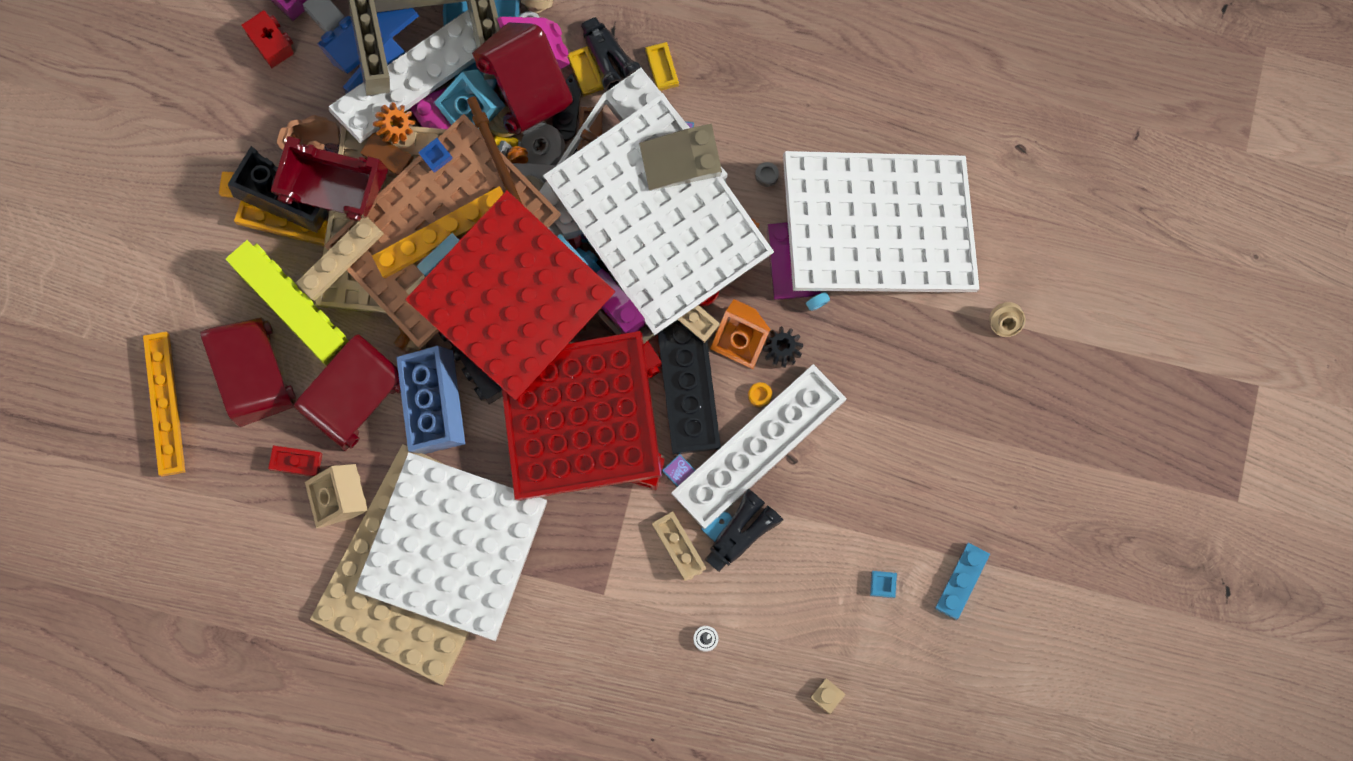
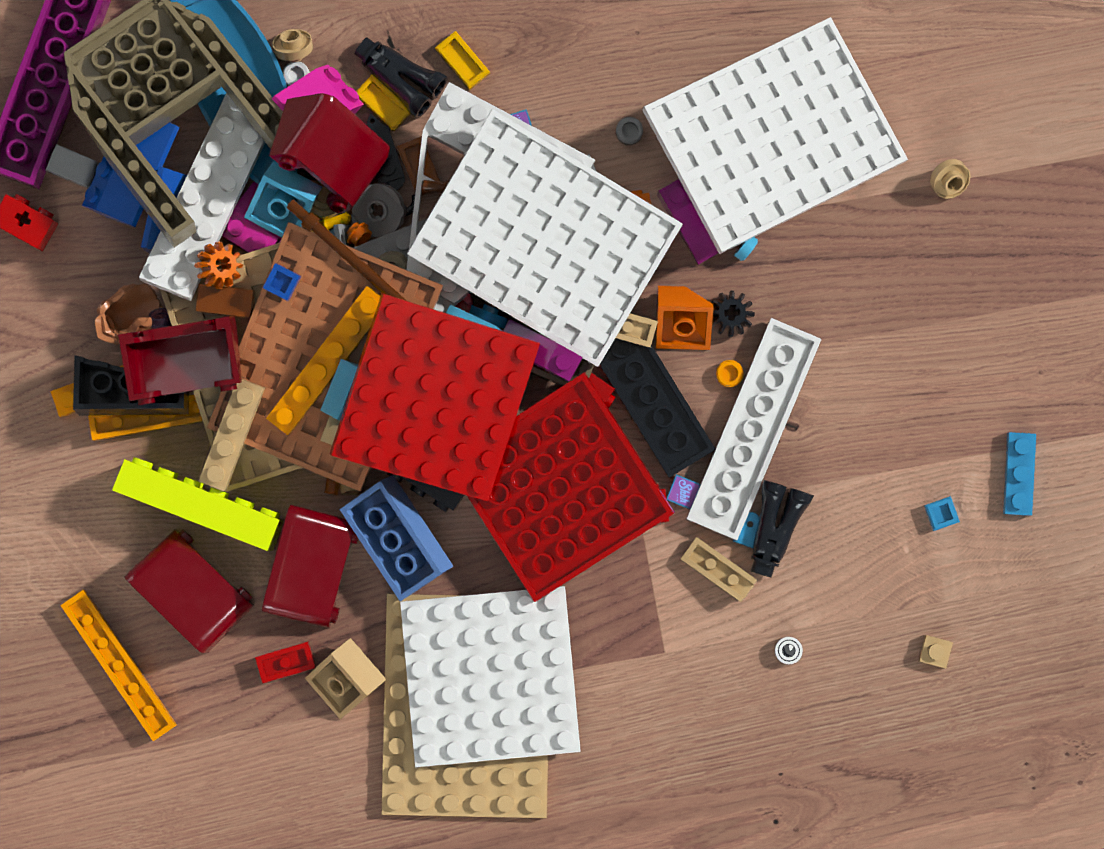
camera: 25 degrees left, 10 degrees up
(681, 157) = (544, 171): dark tan slope -> none

